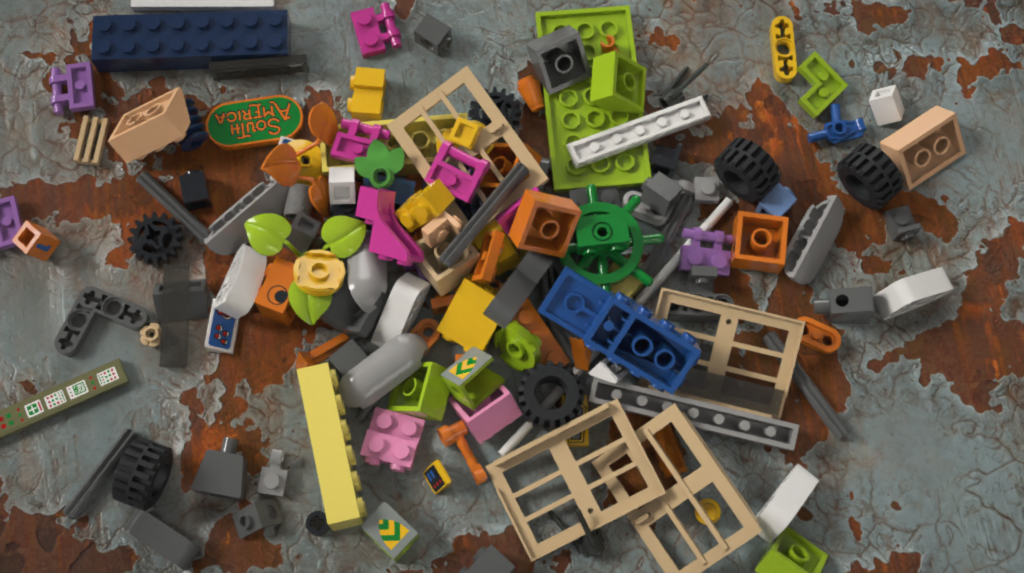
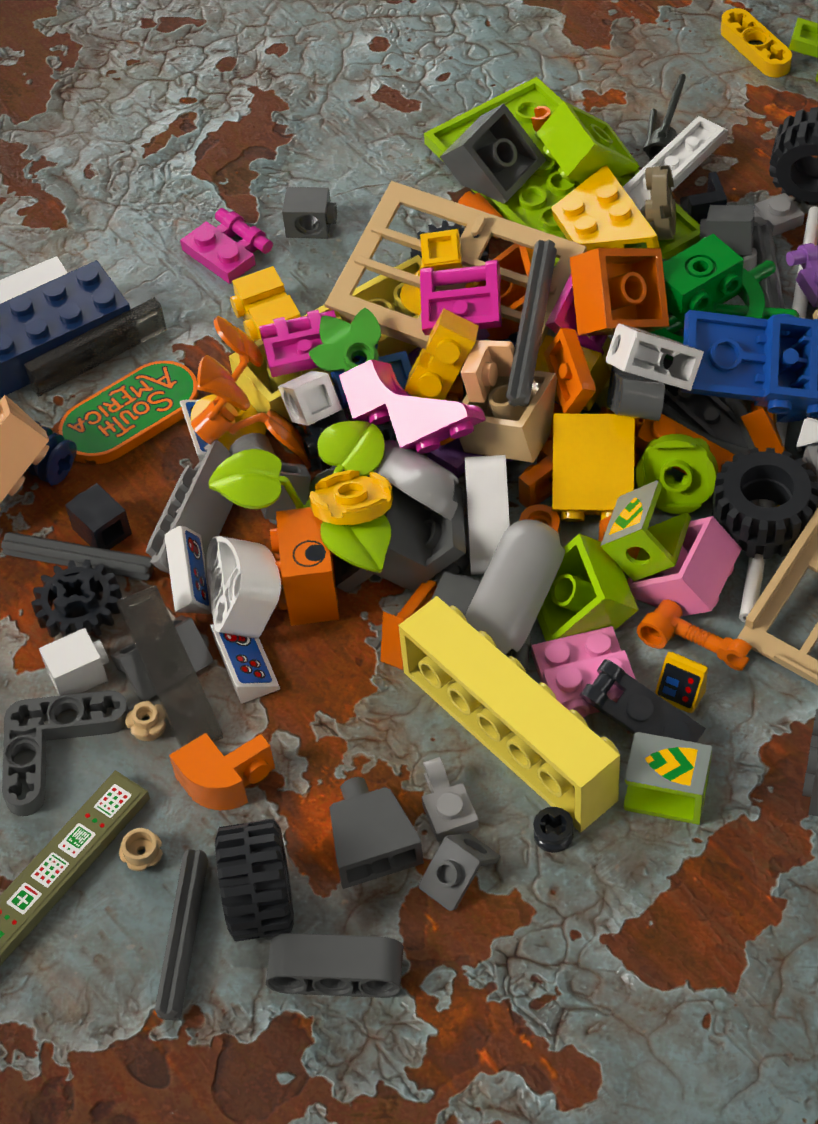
camera: 20 degrees left, 20 degrees down
(103, 407) = (135, 841): none -> tan plate
(132, 279) = (75, 663): none -> white brick
(163, 391) = (217, 779): none -> orange brick
(220, 257) = (187, 571): none -> white slope
(402, 486) = (638, 706): none -> black plate
(527, 284) = (644, 353): none -> white torso
(589, 144) = (602, 215): none -> yellow wing
(628, 156) = (662, 207): none -> dark tan plate

